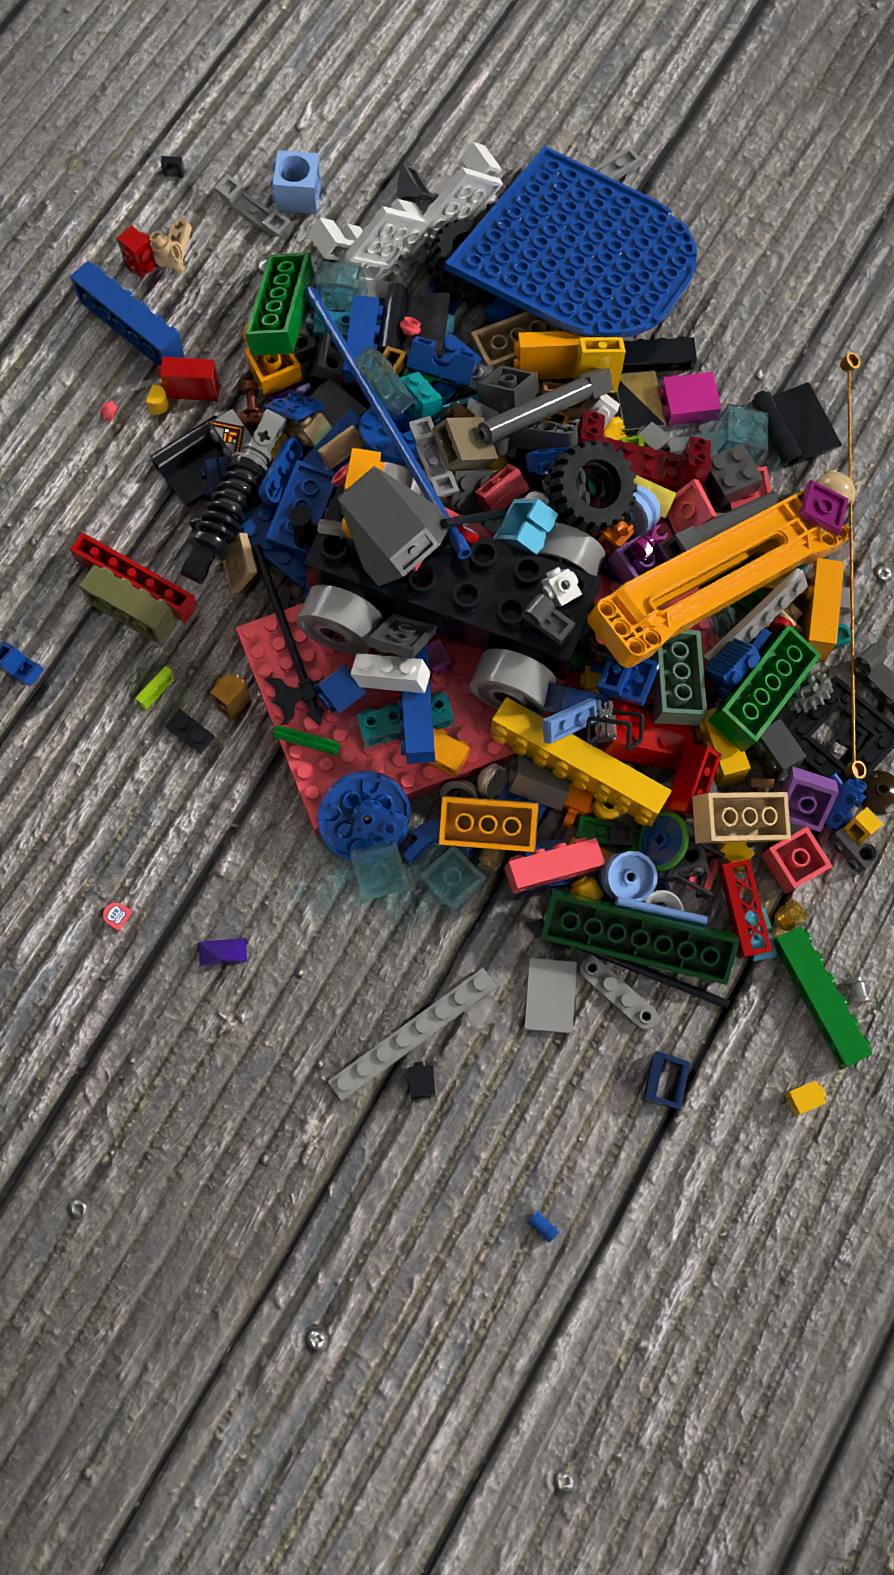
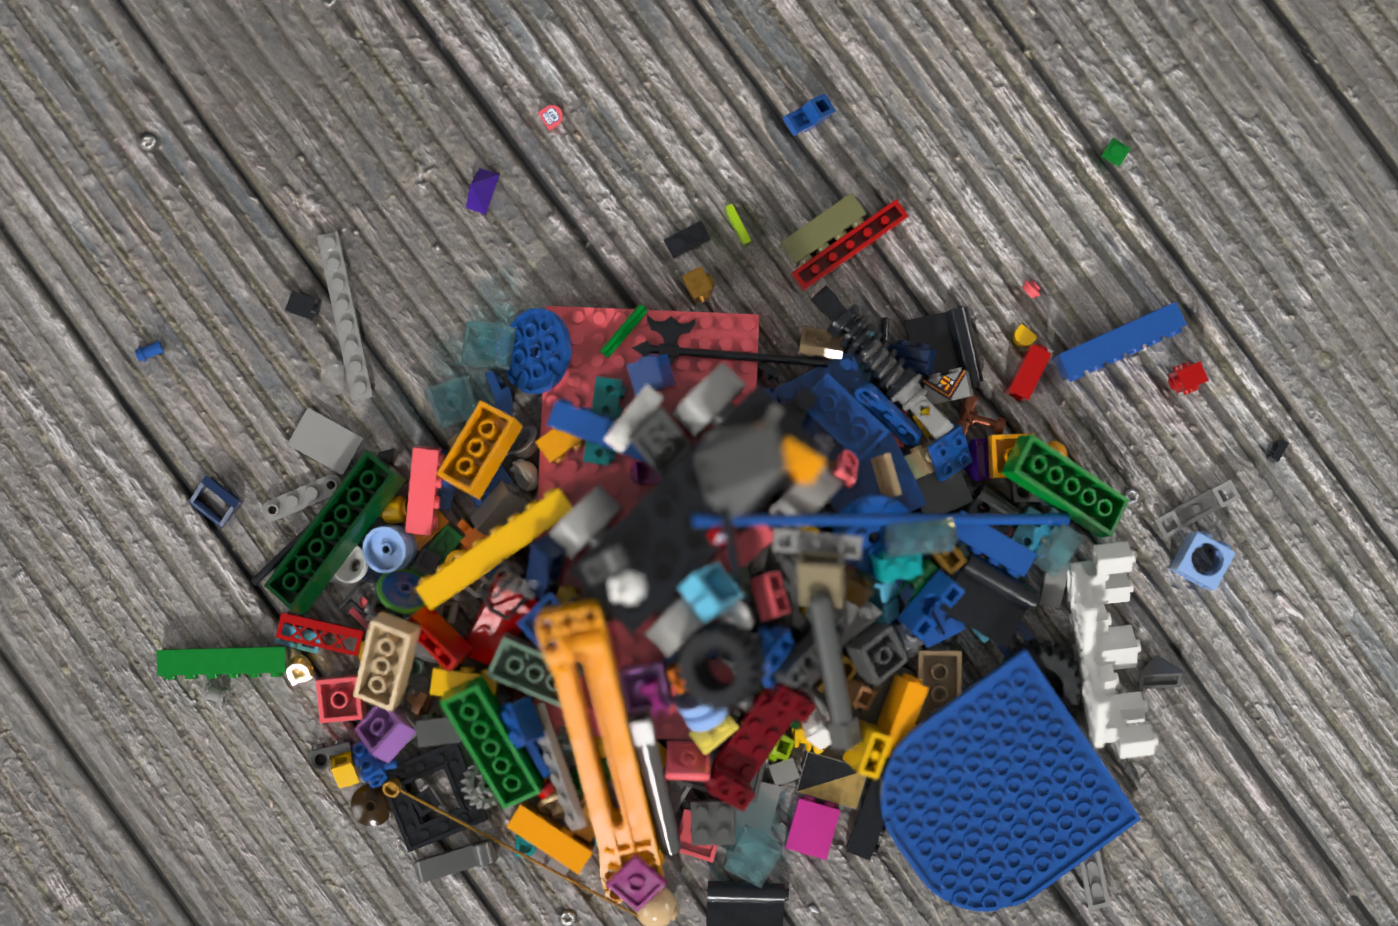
camera: 120 degrees right, 15 degrees up
(171, 249) = (1176, 411): tan piece -> none
(385, 823) = (519, 360): blue brick -> none
(410, 326) = (983, 593): coral plate -> none
(568, 720) = (525, 551): medium blue tile -> none
(660, 910) = (347, 560): medium blue bar -> none
(806, 1098) = (150, 607): yellow brick -> none

